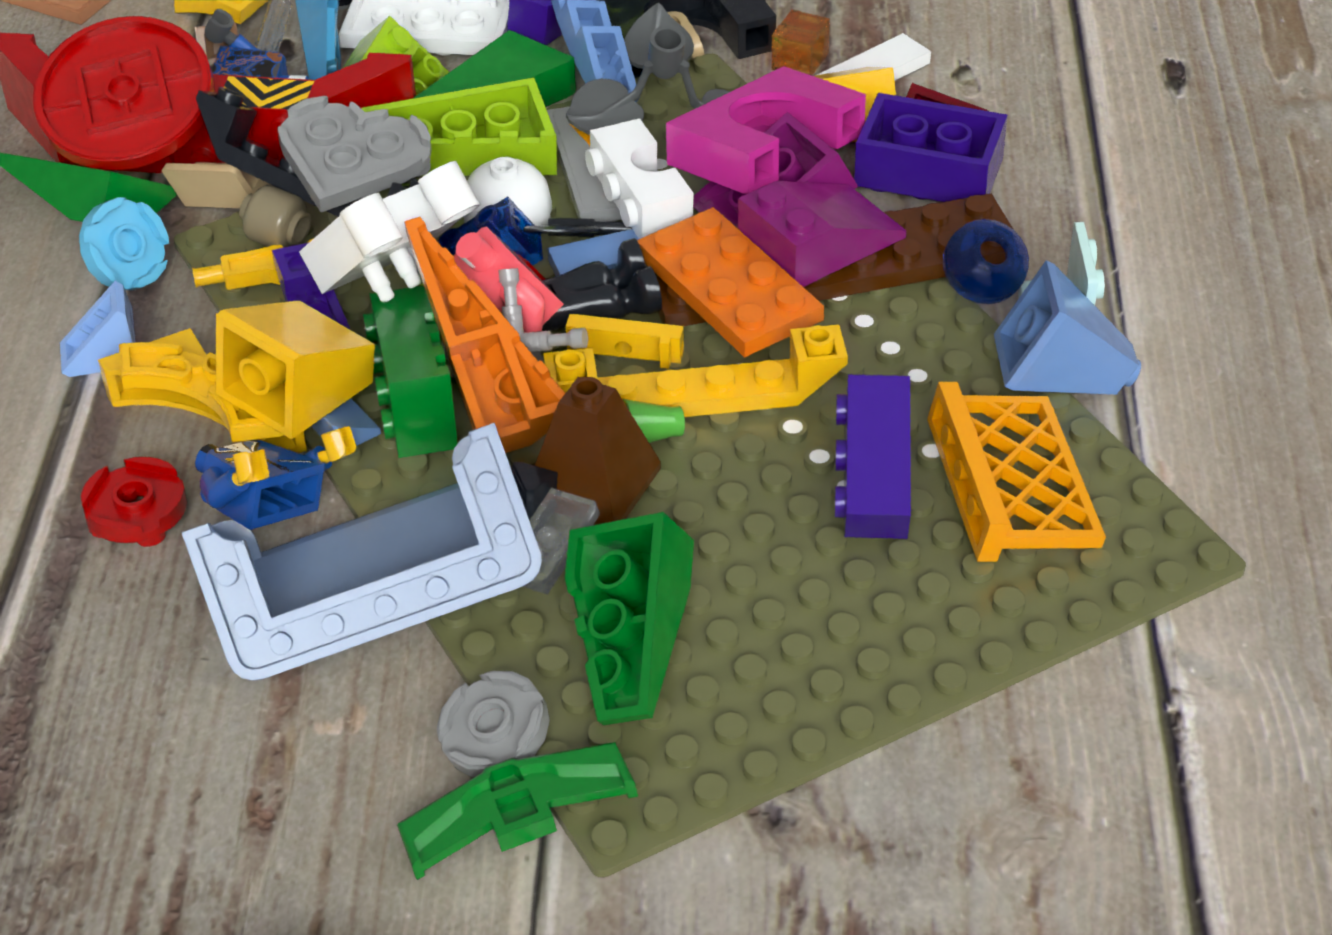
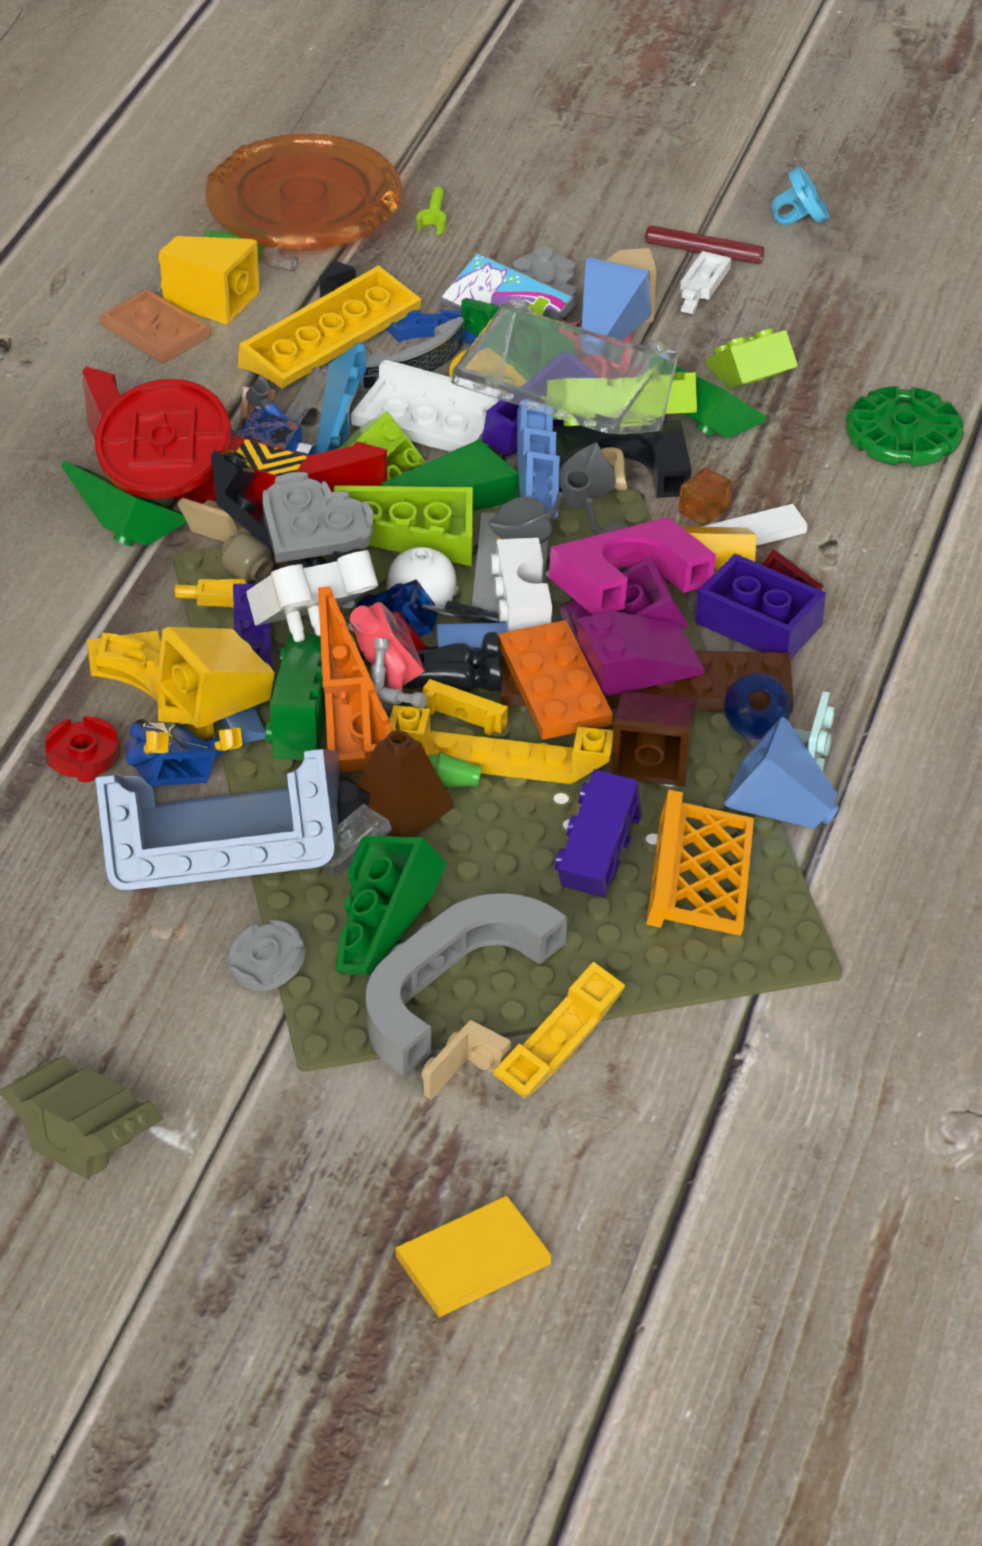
camera: 15 degrees right, 0 degrees up
(98, 333) = (101, 615): light blue slope -> none
(123, 243) = (132, 555): medium azure tile -> none
(513, 801) = (259, 1008): green plate -> none
(801, 597) = (473, 923): none -> light grey arch
(835, 780) = (471, 1043): none -> tan bracket
(887, 322) = (653, 738): none -> reddish brown slope
(938, 733) = (561, 1032): none -> yellow slope

